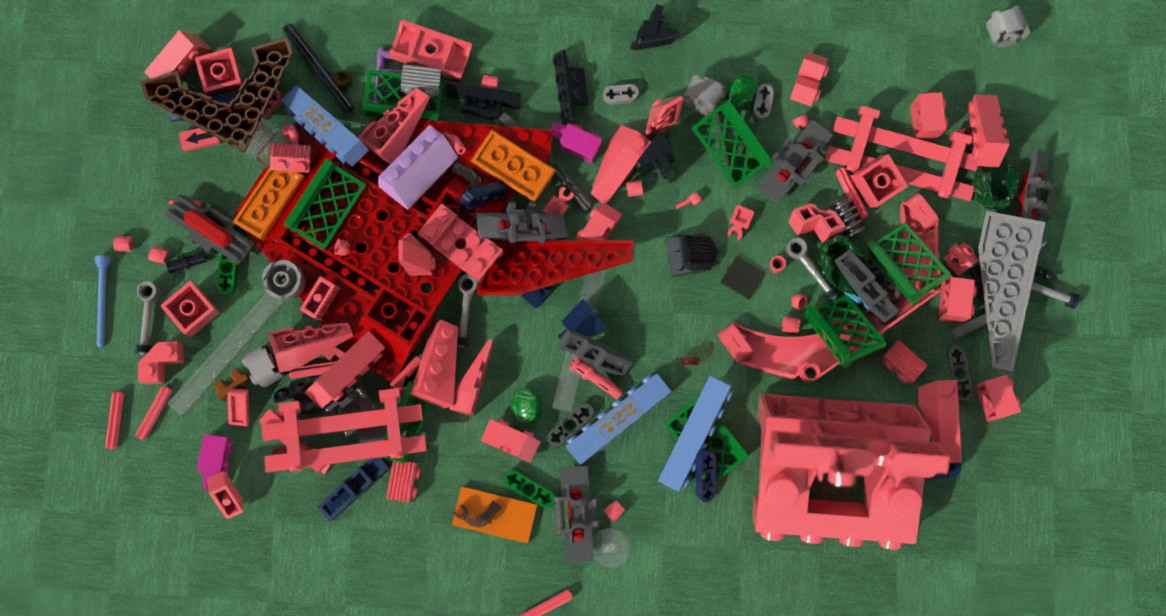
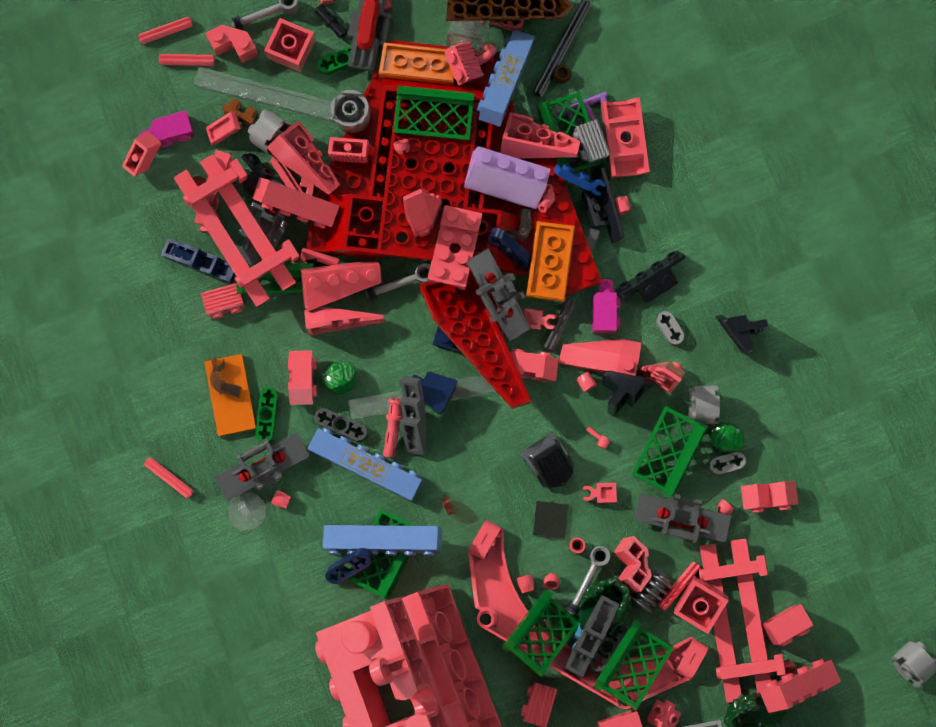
camera: 65 degrees right, 0 degrees up
(450, 105) = (581, 179): none -> blue plate

